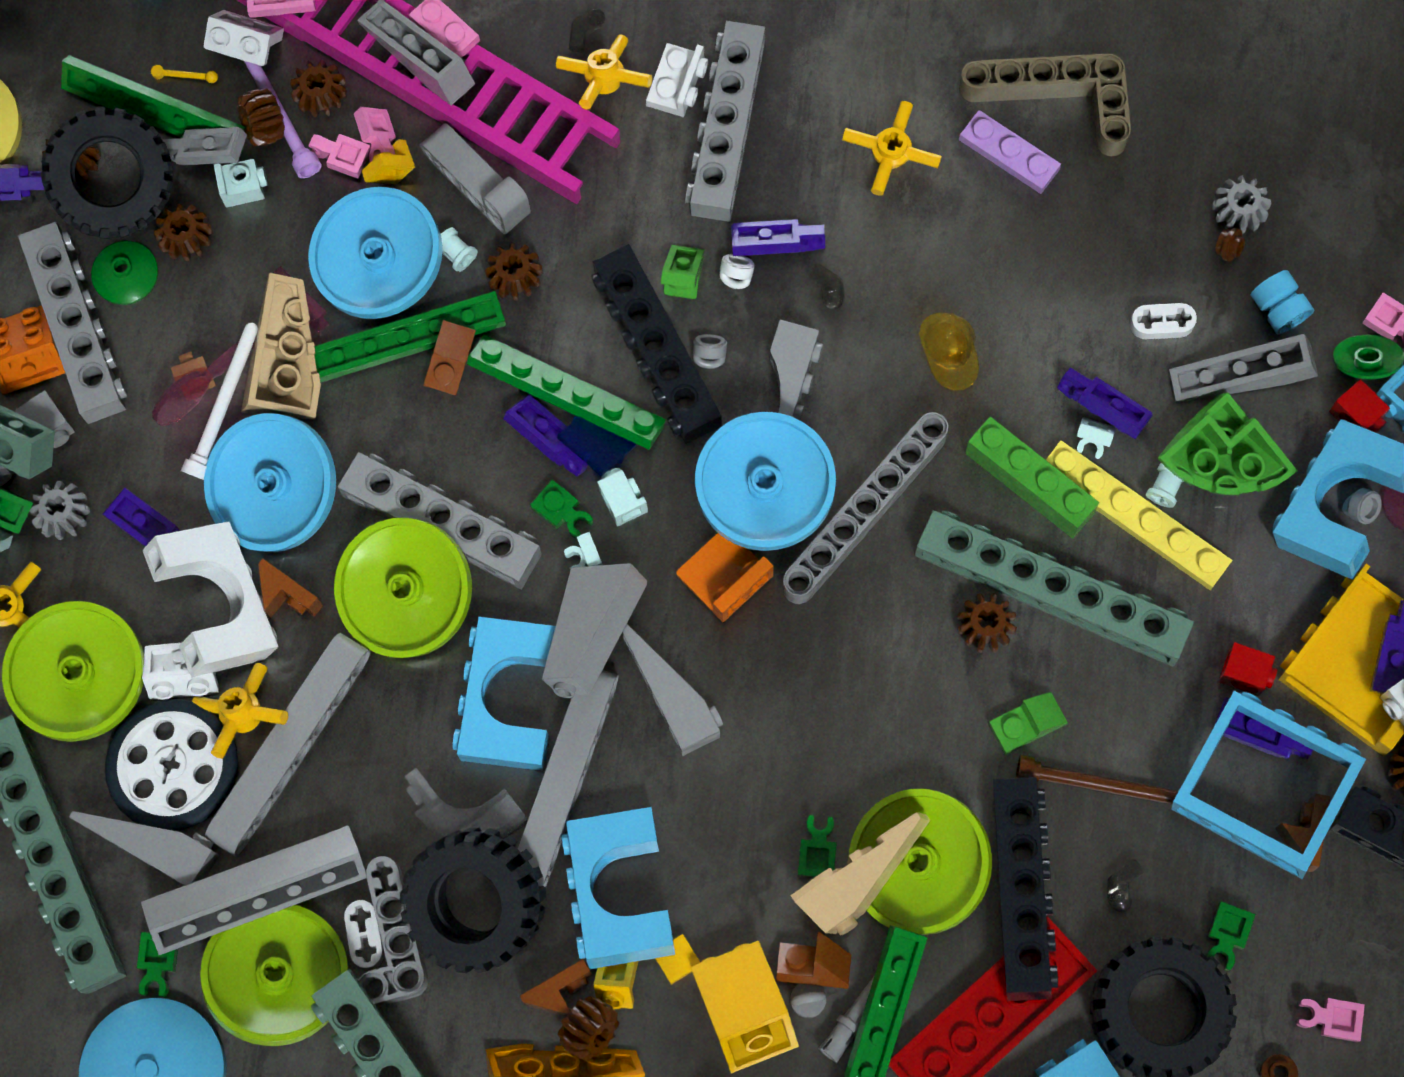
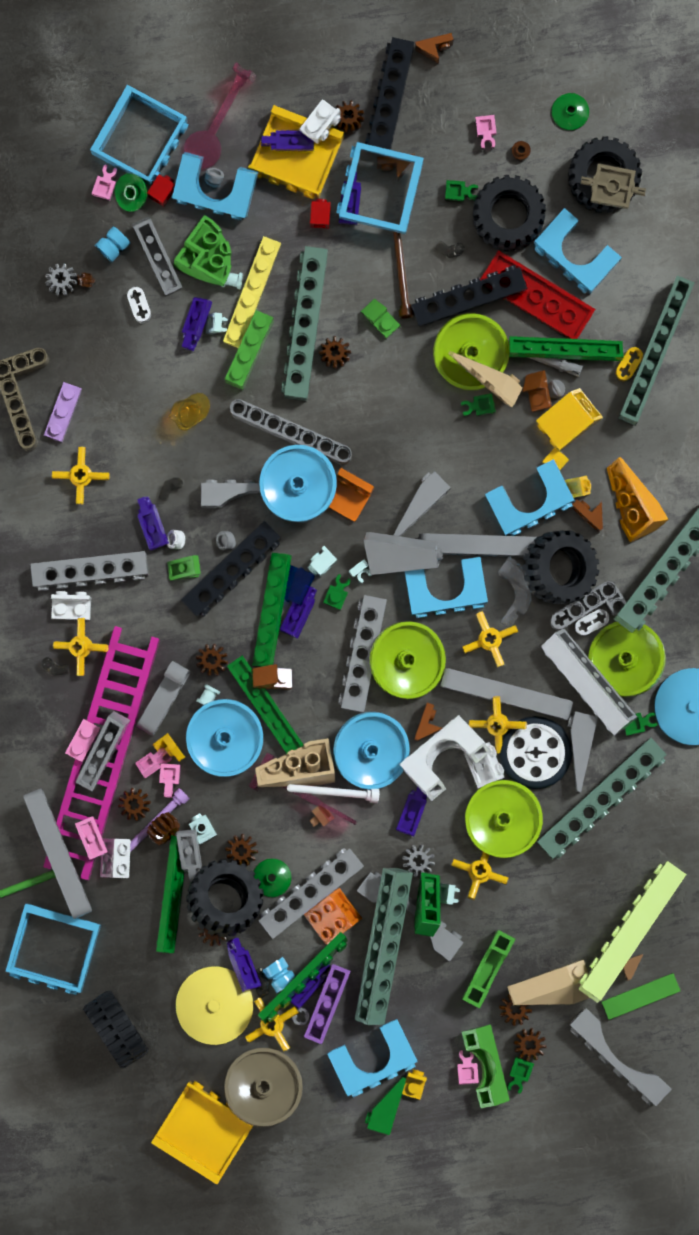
camera: 110 degrees left, 10 degrees up
(158, 73) = (147, 901): yellow hinge -> none
(402, 750) = (486, 630): none -> yellow bar
(588, 1028) = (605, 491): reddish brown gear -> none

